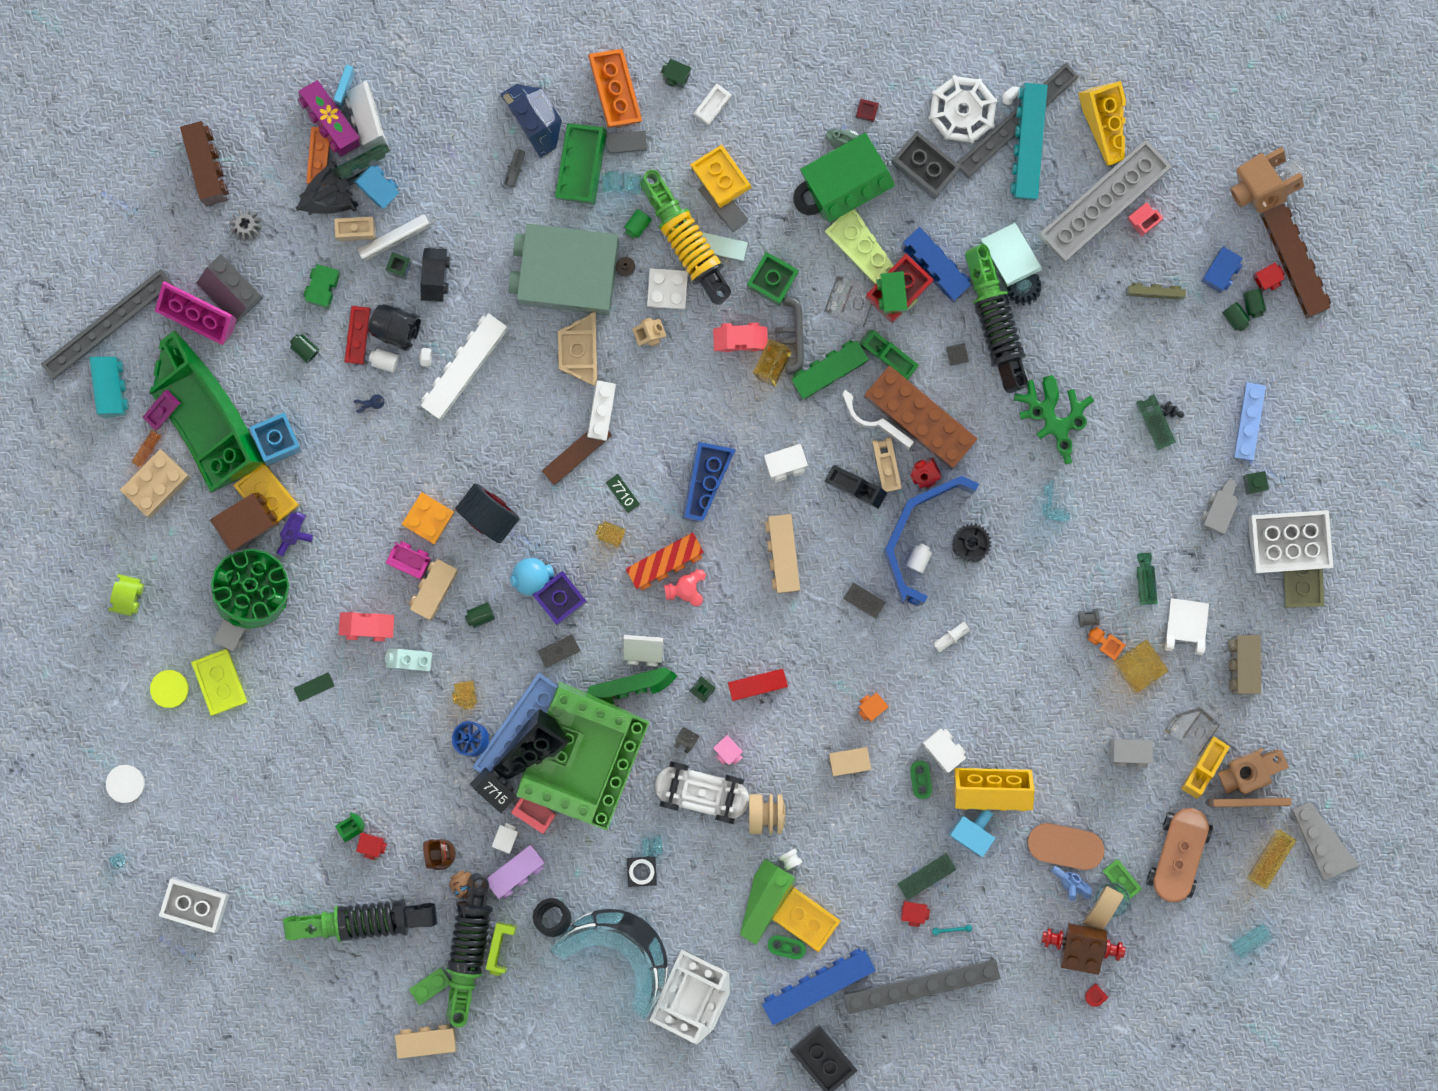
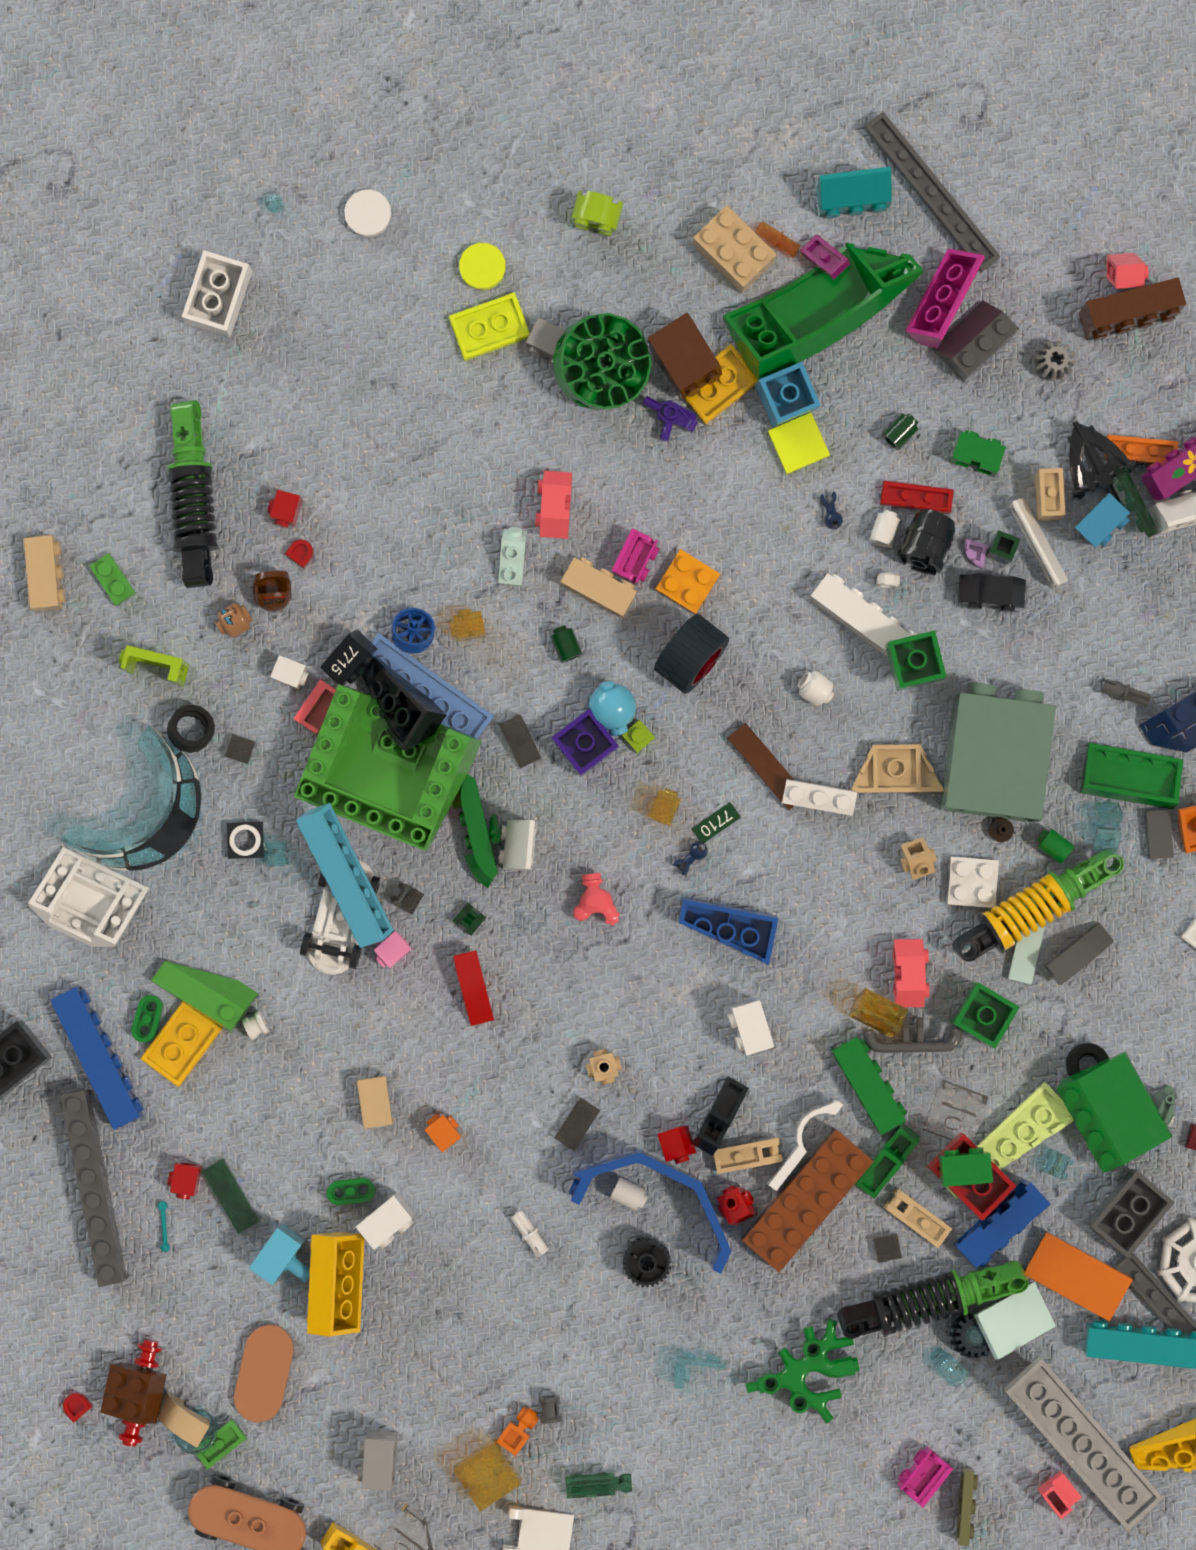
camera: 90 degrees right, 0 degrees up
(173, 168) = (1126, 270): none -> coral brick
(314, 430) = (798, 443): none -> neon yellow tile
(314, 687) = (481, 441): dark green sticker -> none
(350, 827) = (307, 483): green plate -> none
(402, 288) = (975, 552): none -> lavender tile
(406, 832) = (300, 552): none -> red tile
(468, 948) = (155, 624): black piece -> none
(491, 334) = (915, 660): none -> green brick
(513, 414) = (815, 688): none -> white head
(516, 872) = (248, 684): lavender brick -> none
(553, 556) = (638, 736): none -> lime plate
(567, 877) = (240, 749): none -> clear smoke tile
(631, 670) = (495, 830): none -> green piece
(648, 510) = (695, 853): none -> dark blue arm
(664, 561) = (629, 873): brick -> none
(669, 788) = (344, 875): none -> medium azure brick
(720, 176) = (1115, 951): yellow tile -> none
(766, 814) = (311, 995): tan wheel -> none
(783, 552) = (637, 1023): tan brick -> none
(815, 586) = (603, 1056): none -> tan brick
(879, 520) = (677, 1144): none -> red brick
(888, 222) = (1056, 1164): none -> clear light blue tile
(933, 330) = (918, 1218): none -> tan plate
(975, 205) = (1077, 1276): none -> orange tile
(1049, 305) = (949, 1367): none -> clear light blue hair
(1072, 883) = (216, 1381): medium blue piece -> none
(1133, 324) = (924, 1476): none -> dark pink hinge
(1156, 423) = (797, 1502): clear green plate -> none
(1172, 411) = (813, 1521): black hair -> none

